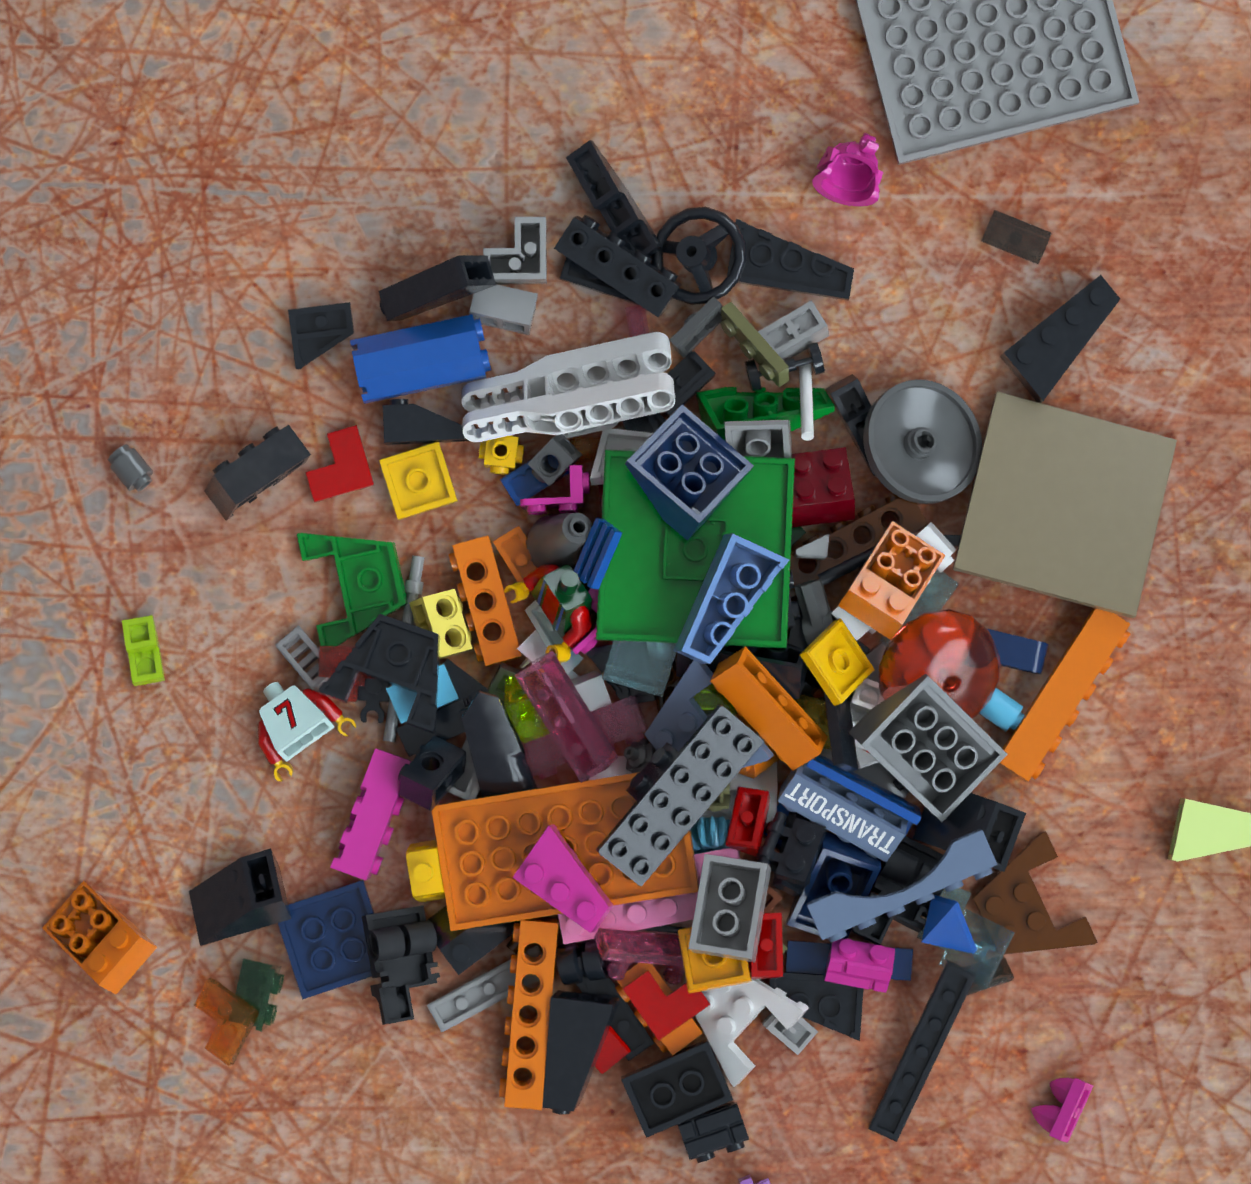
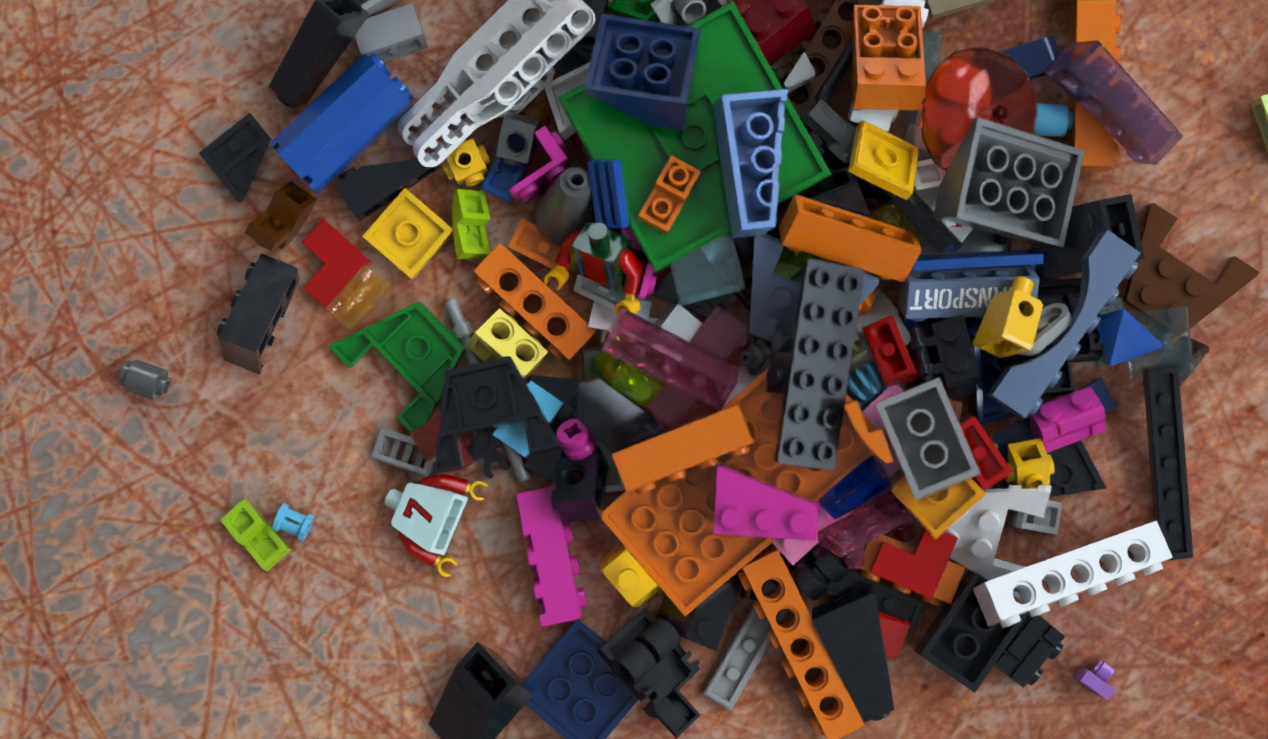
camera: 30 degrees left, 0 degrees up
(178, 650) = (281, 522): none -> medium azure bush
(323, 405) = (283, 217): none -> reddish brown brick
(345, 508) = (357, 297): none -> clear yellow hips
(450, 734) = (575, 439): none -> dark pink wheel
(474, 500) = (469, 219): none -> lime slope
(531, 794) = (683, 448): none -> orange brick
(645, 584) = (669, 195): none -> orange slope
(651, 913) = (856, 488): none -> clear blue slope
(686, 881) = (874, 438): none -> orange slope
(804, 981) = (1029, 464): none -> yellow brick
(857, 854) = (1010, 321): none -> yellow torso
(861, 1101) = (1143, 542): none -> white brick
(881, 877) = (1053, 322): none -> light grey plate
(1058, 730) = (1114, 101): none -> clear purple wedge

